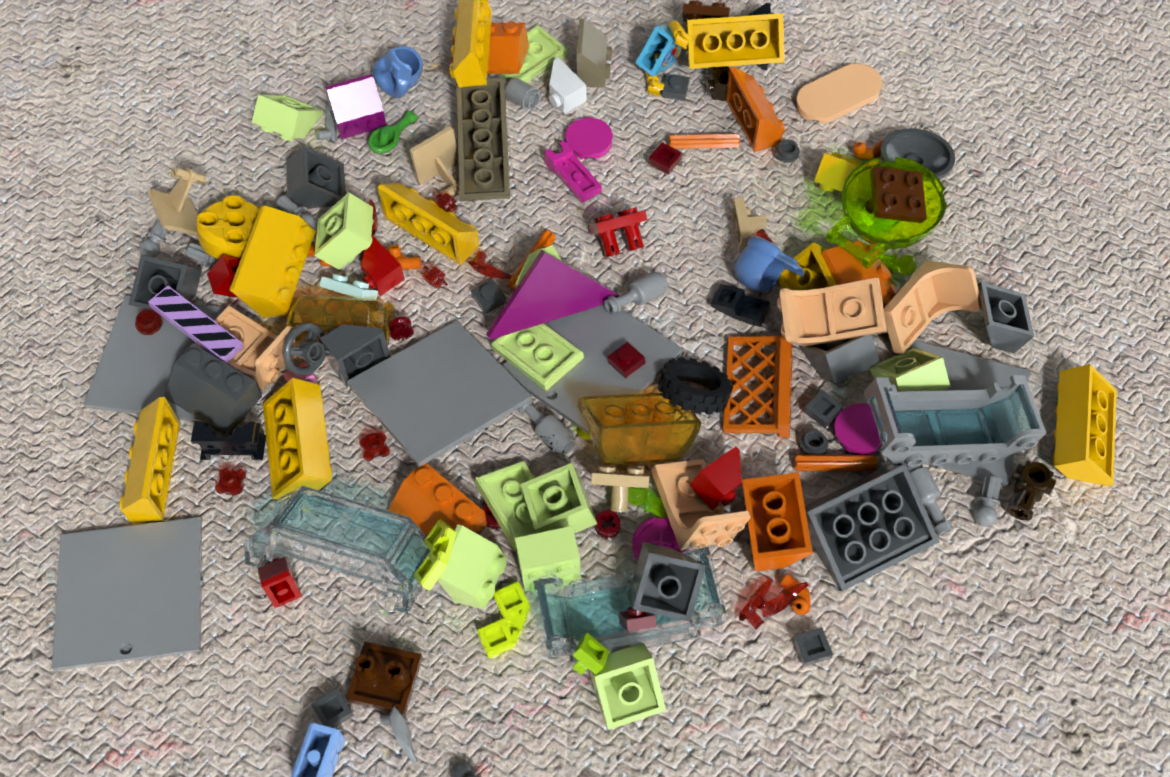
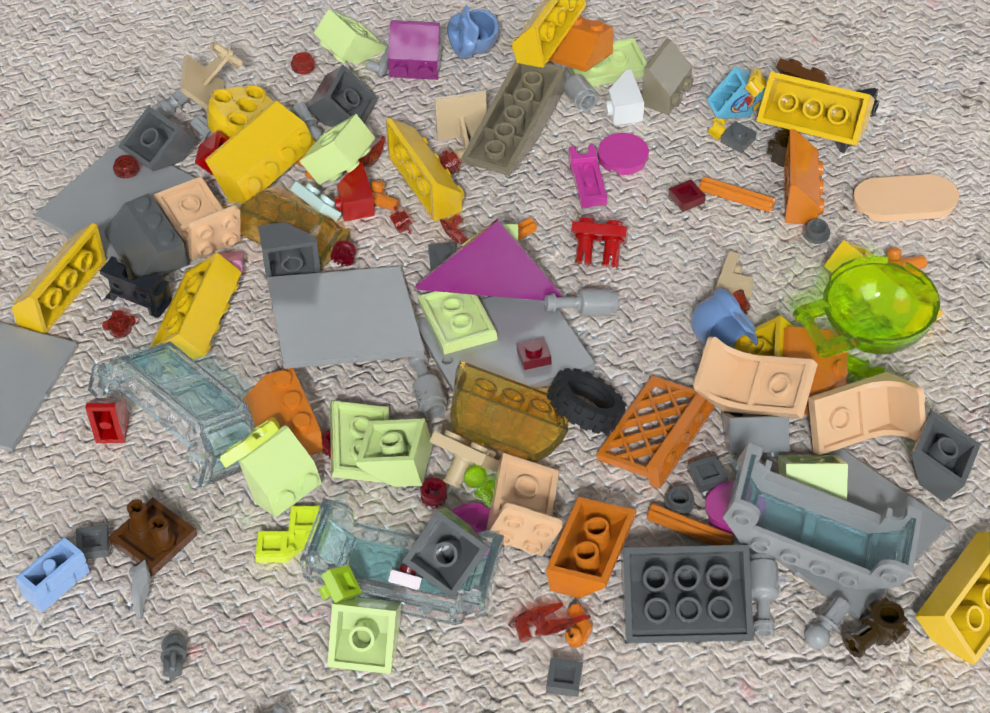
camera: 25 degrees right, 10 degrees down
(196, 324) = (162, 180): lavender tile -> none
(256, 155) = (302, 63): none -> clear red plate
(310, 349) = (250, 244): dark grey piece -> none
(374, 439) = (260, 343): clear red plate -> none
(387, 137) = (428, 87): bright green piece -> none
(547, 554) = (360, 485): yellowish green brick -> none
(719, 480) = (557, 489): red slope -> none
(737, 305) = (679, 350): black slope -> none
(897, 195) = (886, 296): reddish brown plate -> none
(920, 147) = (956, 277): dark grey dish -> none

